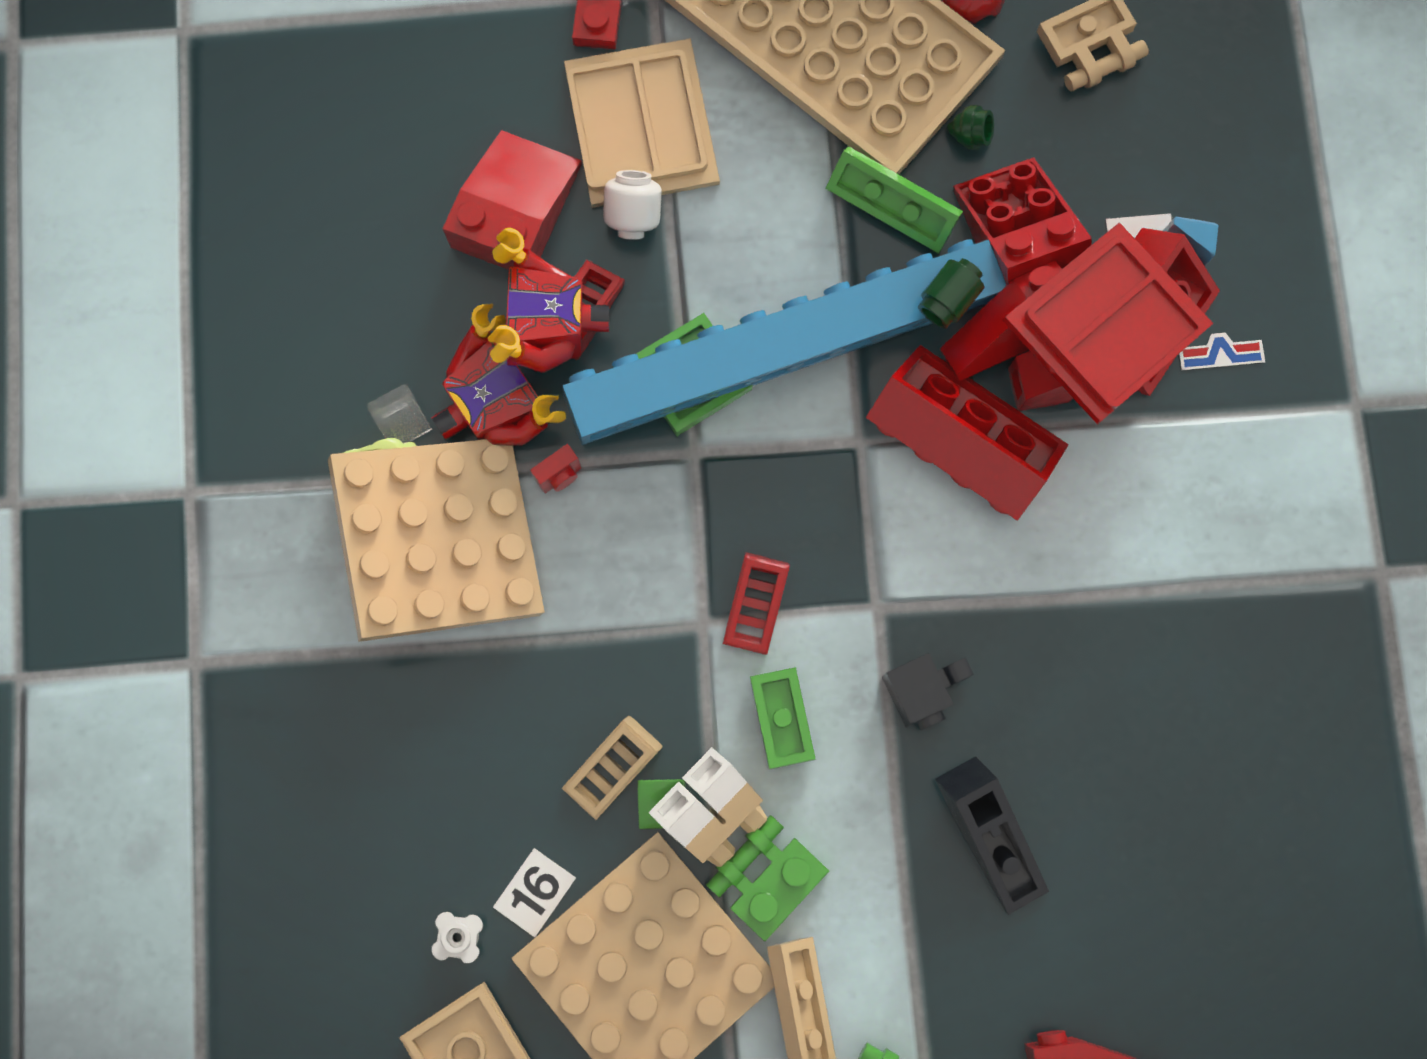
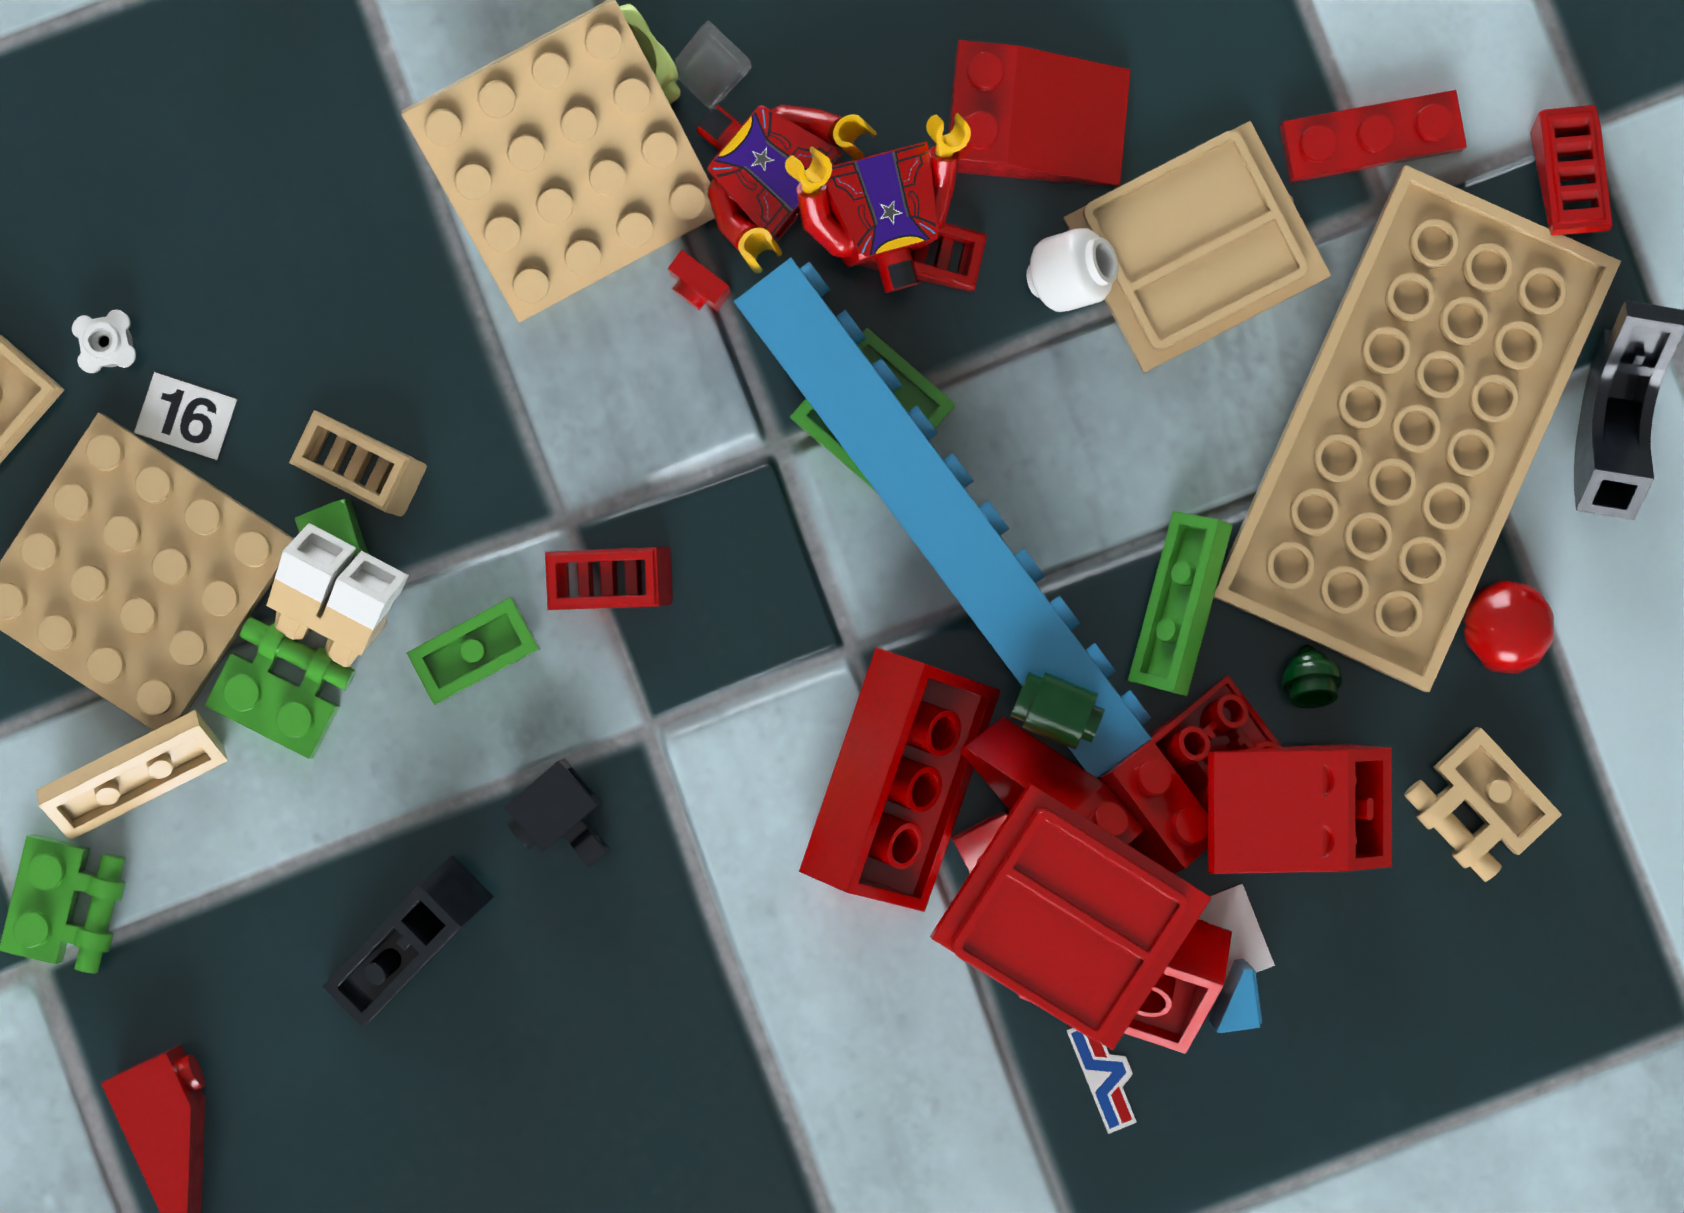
camera: 75 degrees right, 10 degrees up
(1068, 150) = (1300, 809): none -> red slope

